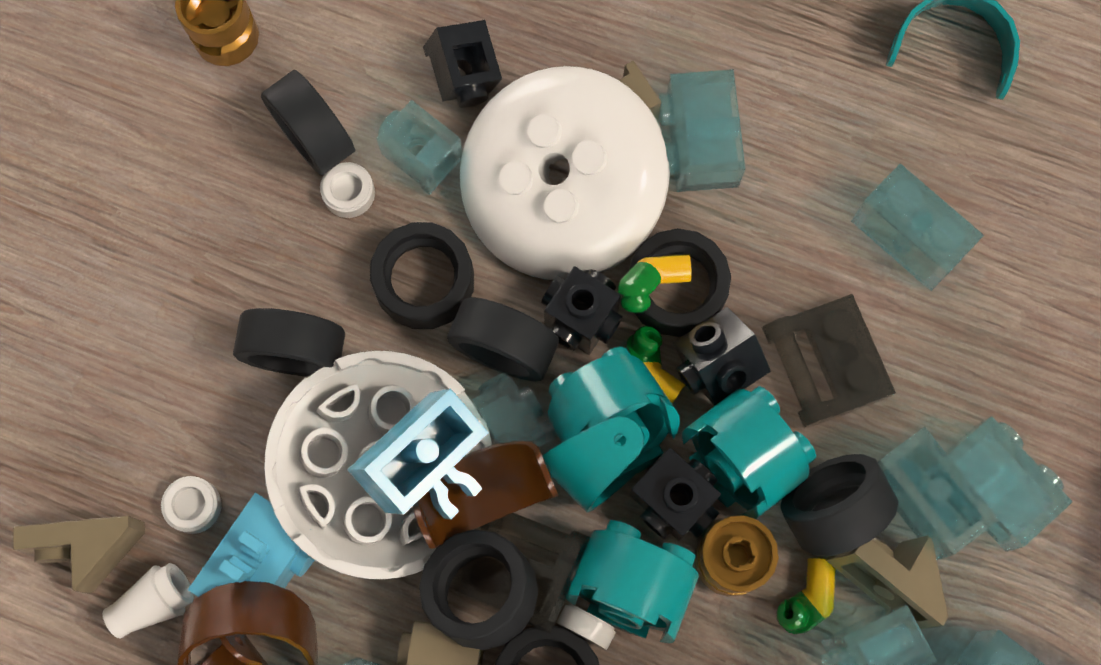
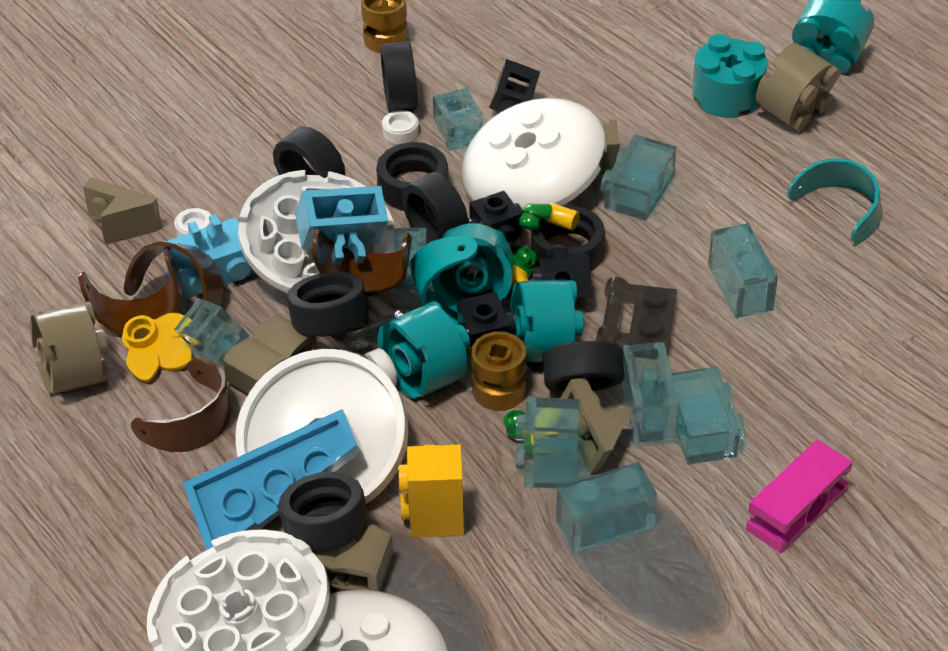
camera: 30 degrees right, 30 degrees down
(151, 600) = (123, 251): white cone -> none

